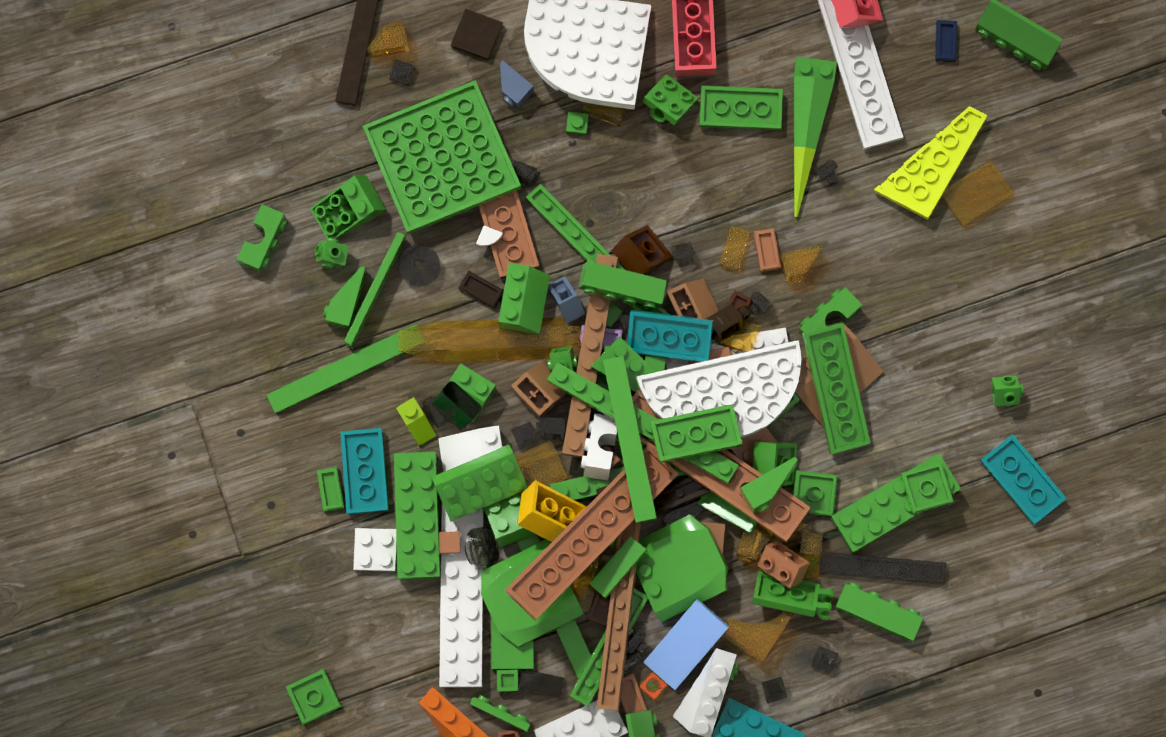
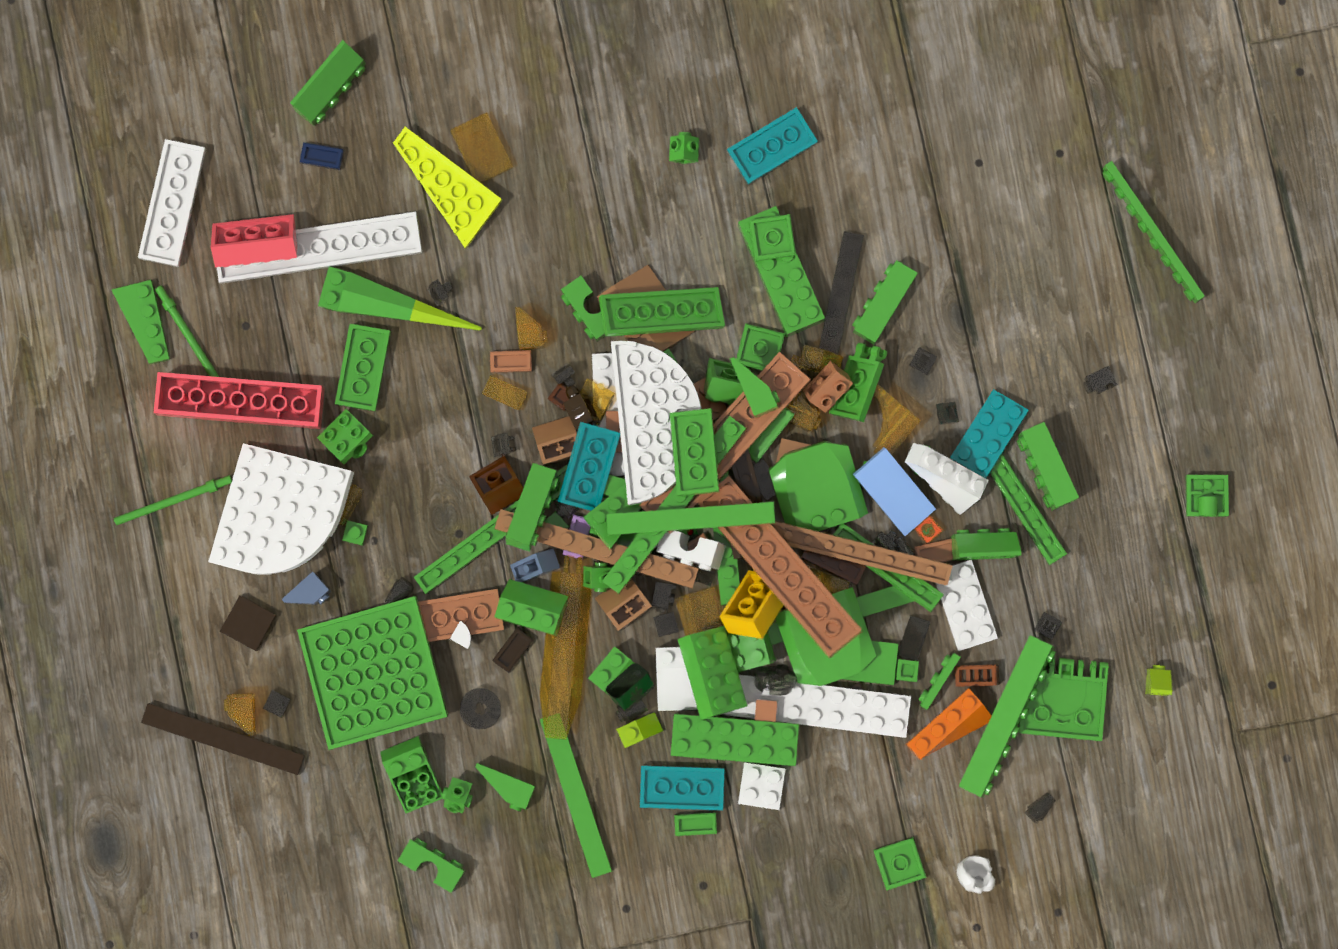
camera: 80 degrees left, 5 degrees up
(375, 290) = (503, 758): bright green tile -> none
(618, 567) = (812, 547): bright green tile -> none

